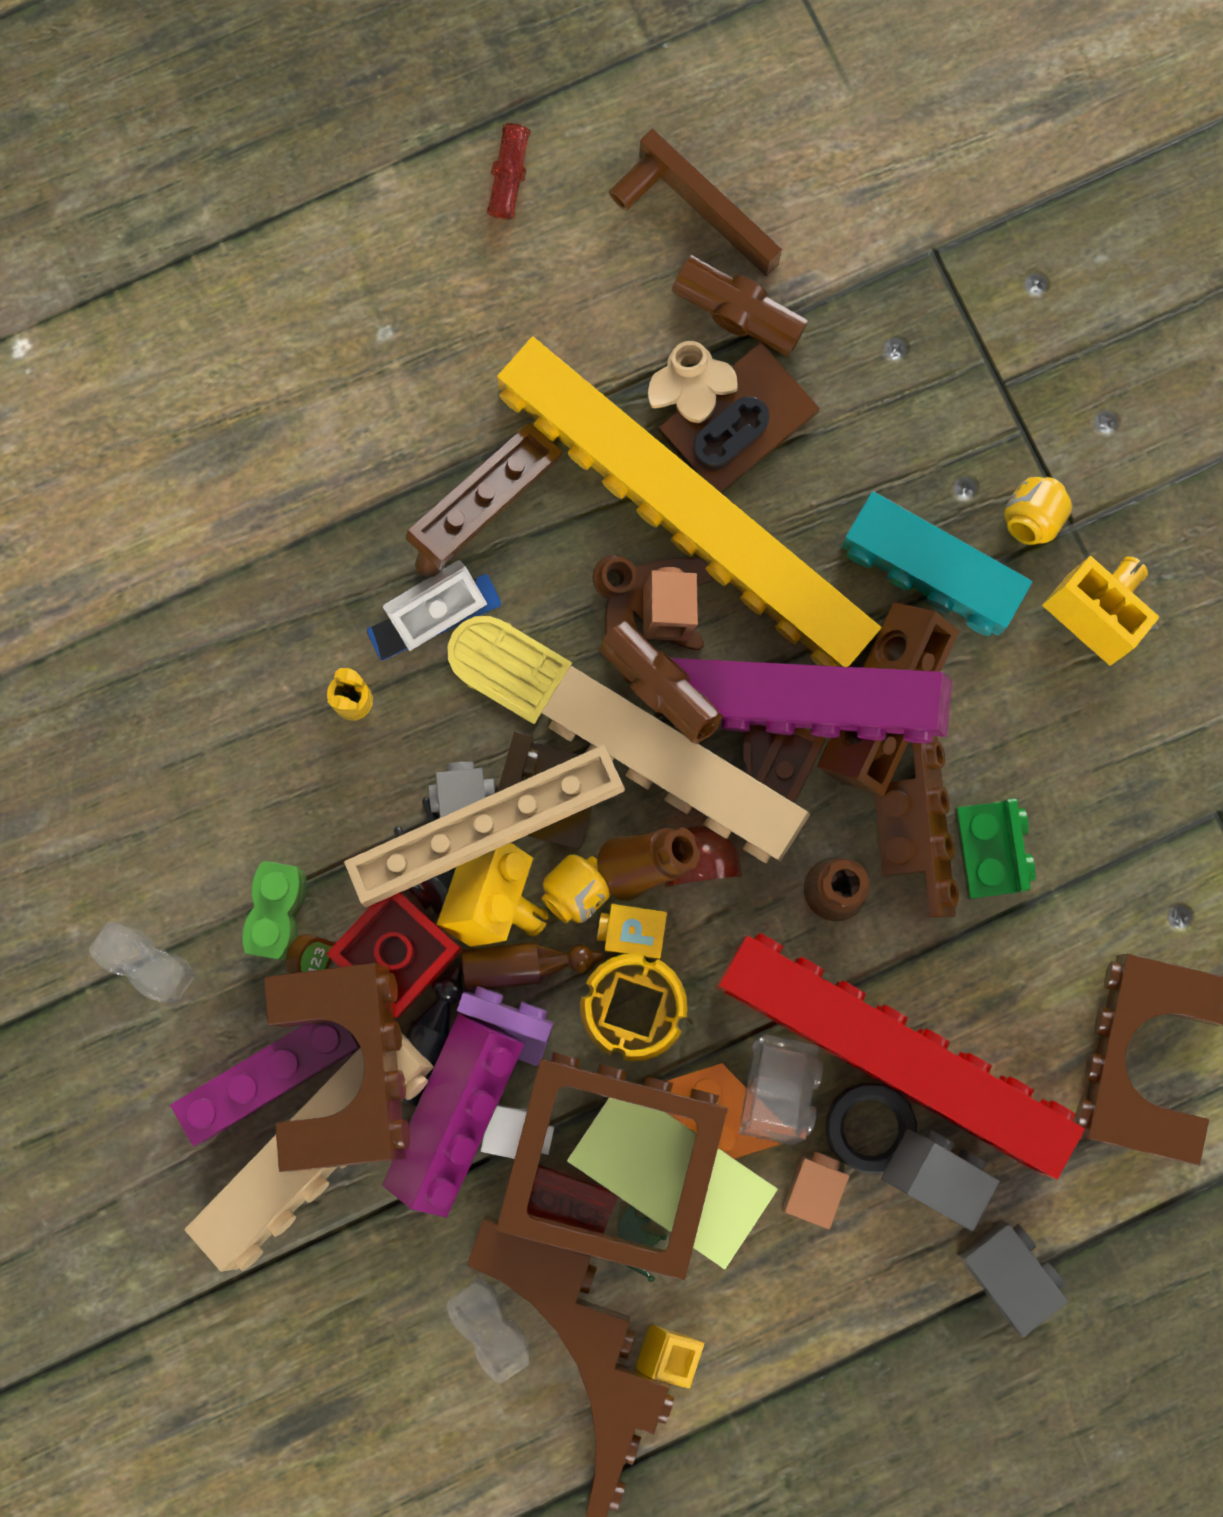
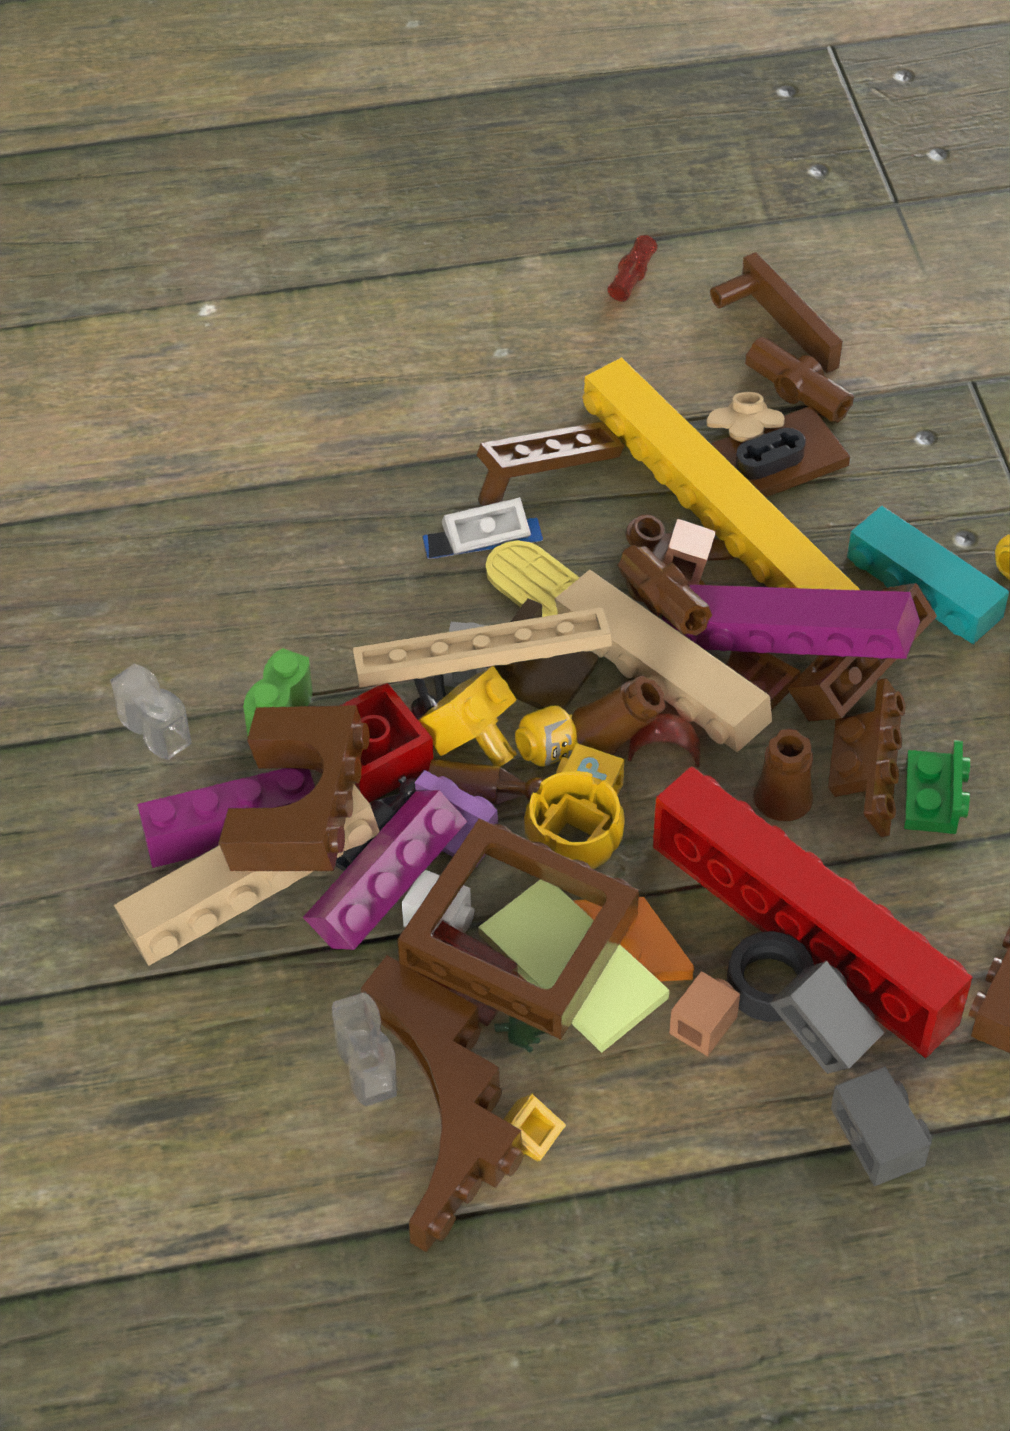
camera: 15 degrees right, 30 degrees down
(344, 707) = (394, 560): yellow hinge -> none
(781, 1090) = (691, 918): clear brick -> none

